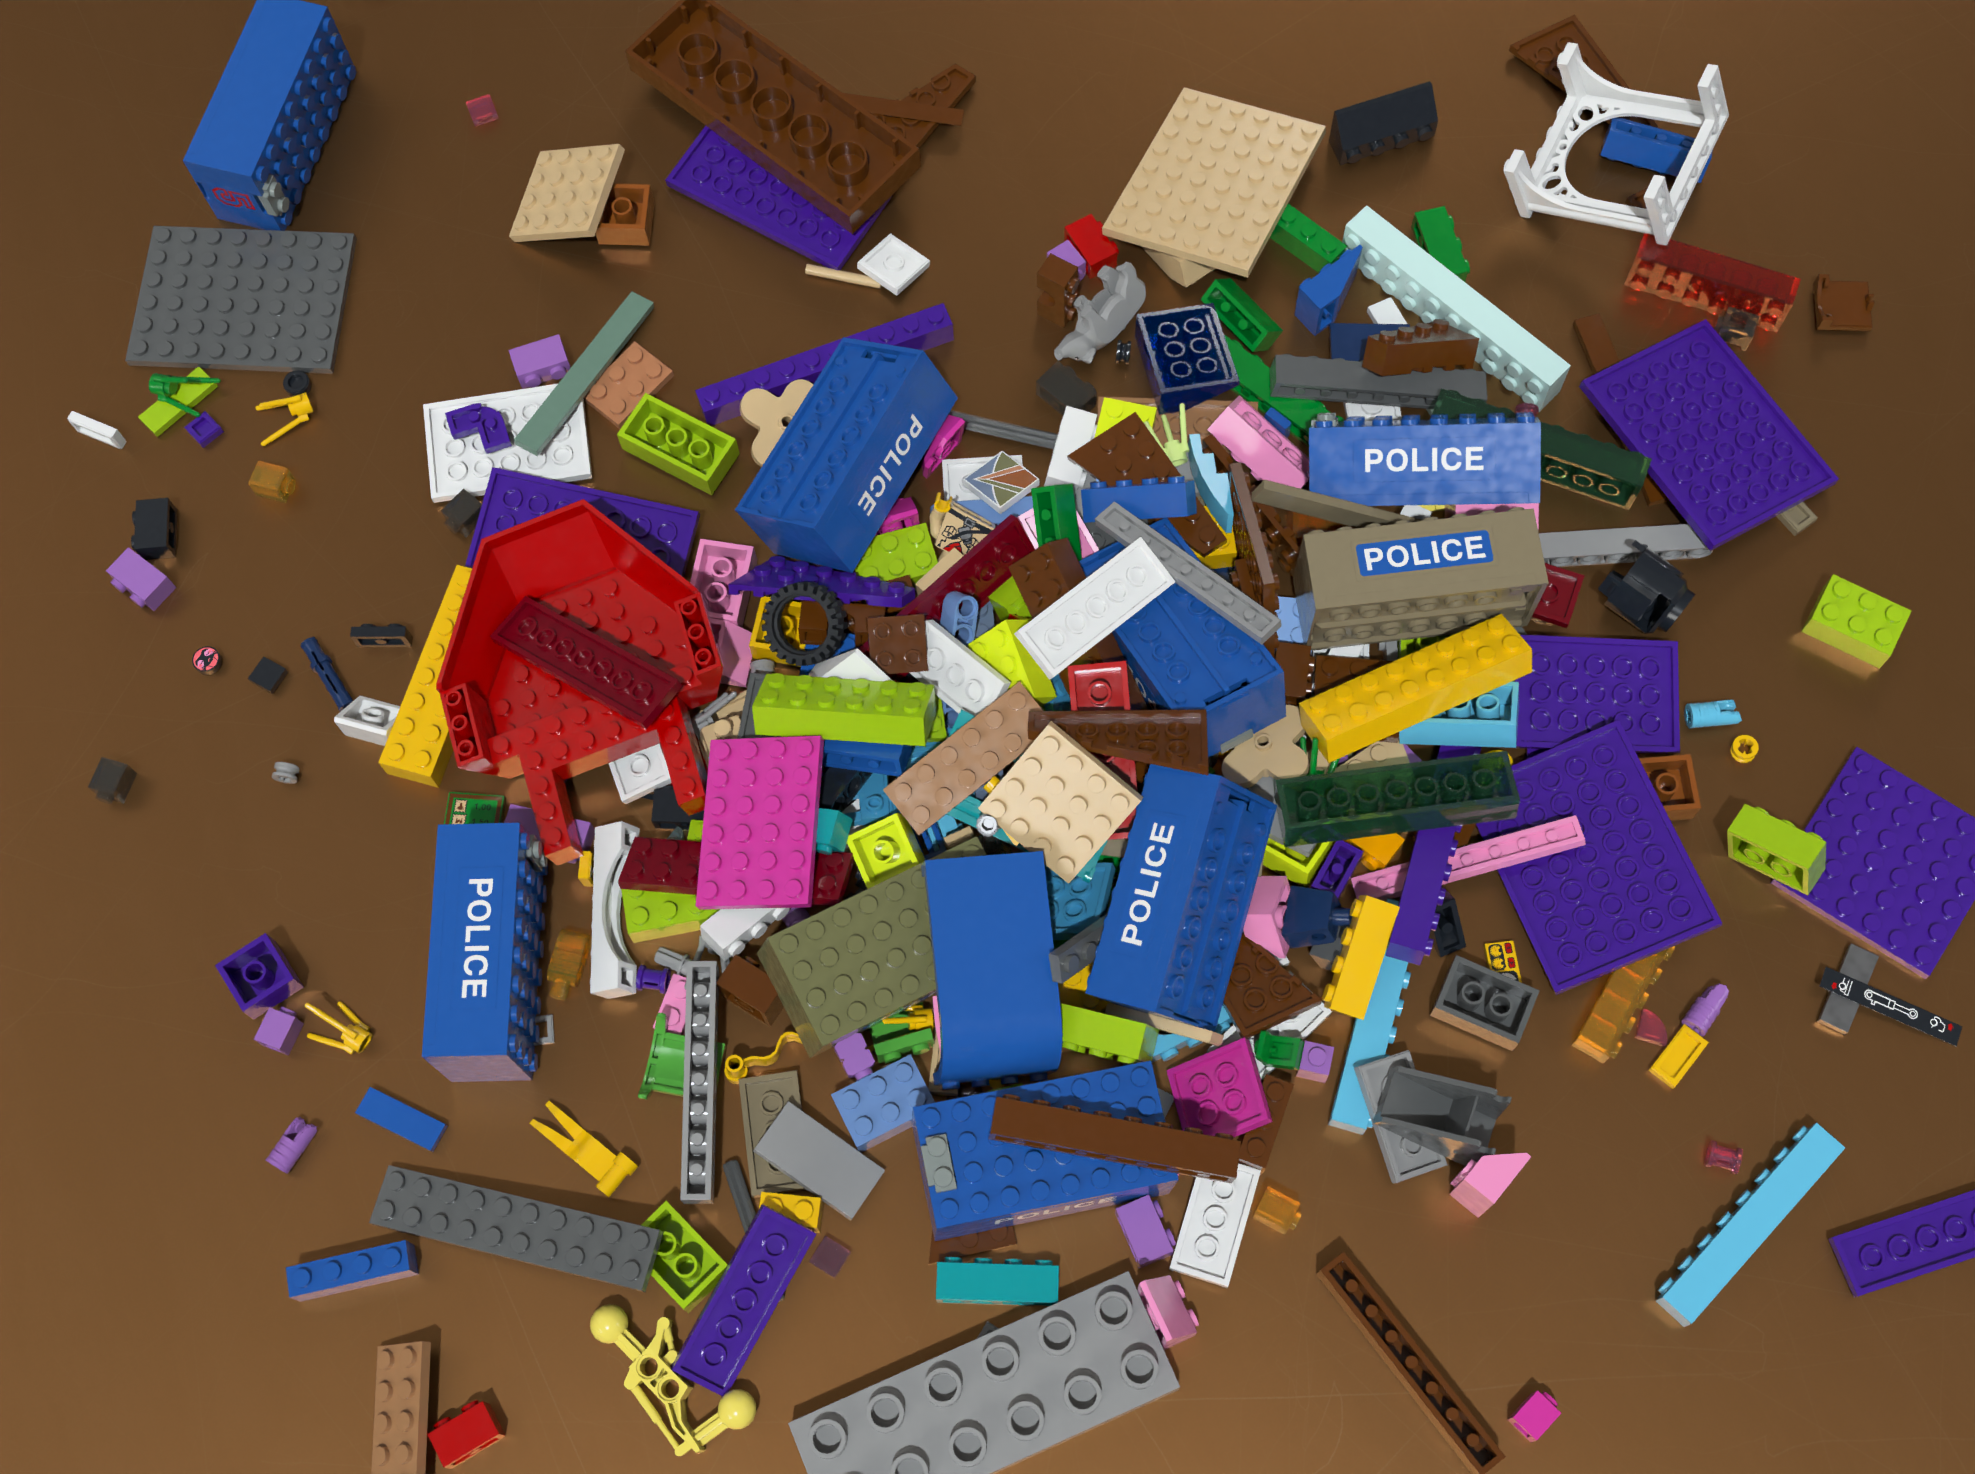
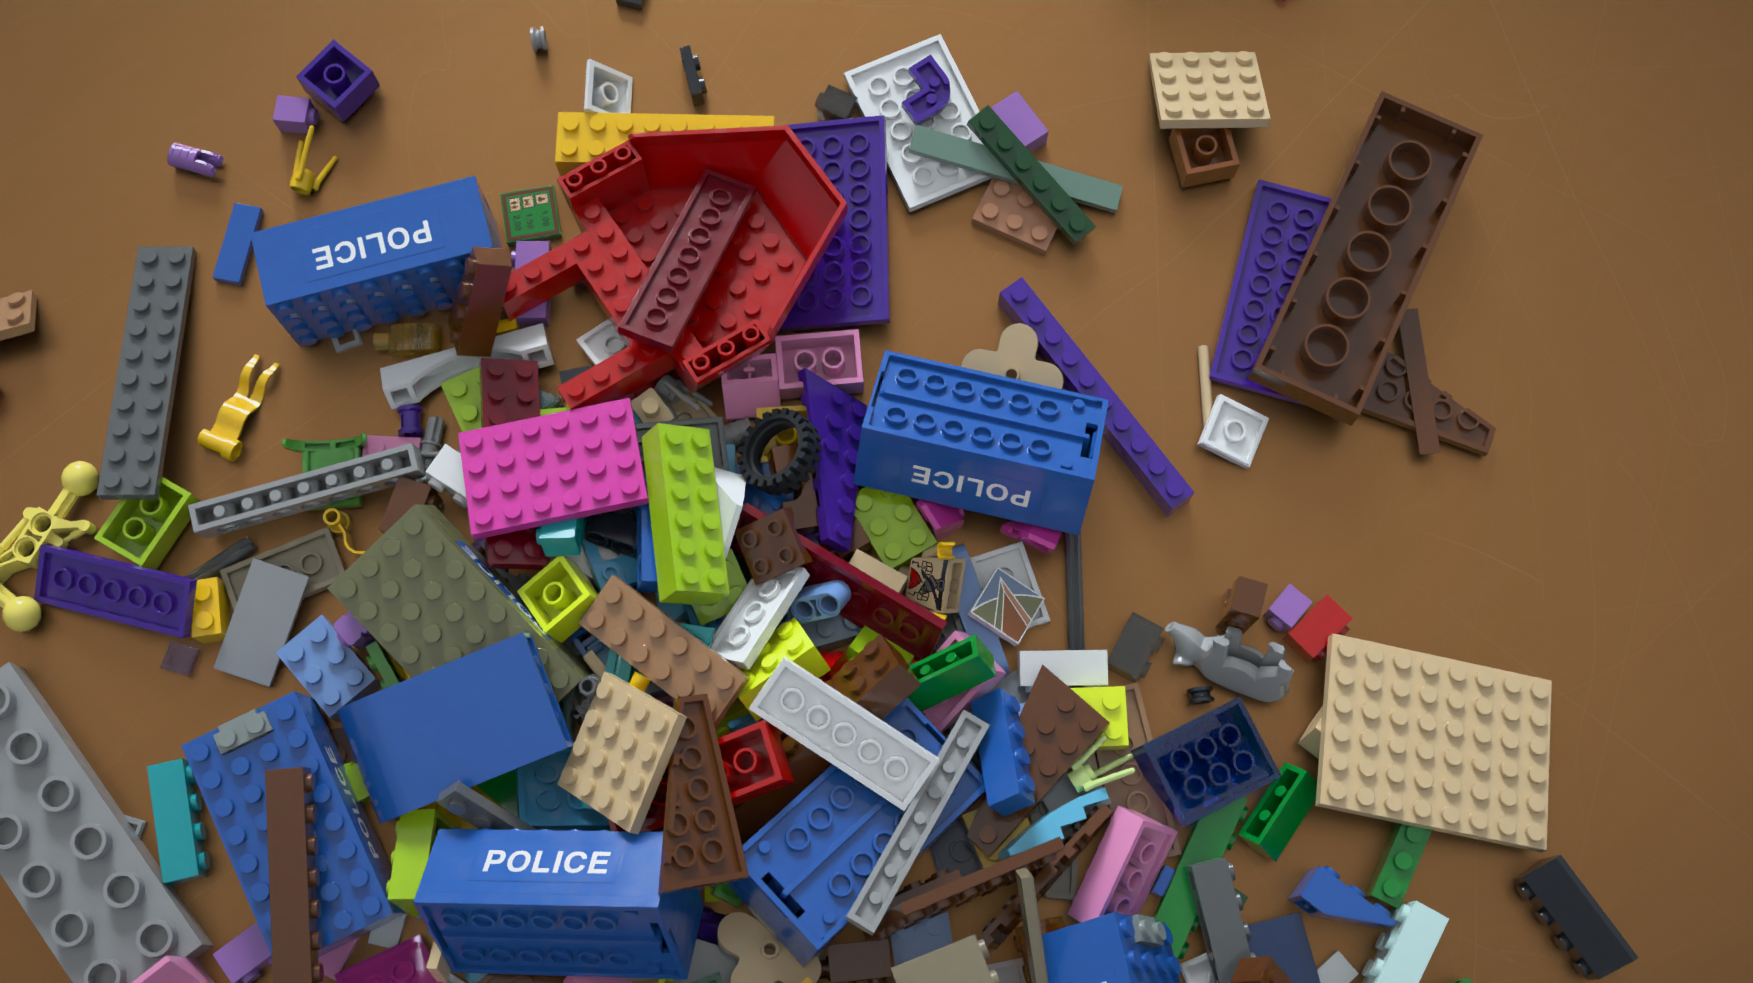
camera: 70 degrees right, 5 degrees up
(323, 666) = (651, 35): dark blue pin -> none
(352, 1271) = (90, 247): blue brick -> none
(564, 861) = (479, 301): none -> reddish brown wedge
(596, 359) = (1031, 175): none -> dark green plate
(678, 443) = (962, 279): lime brick -> none

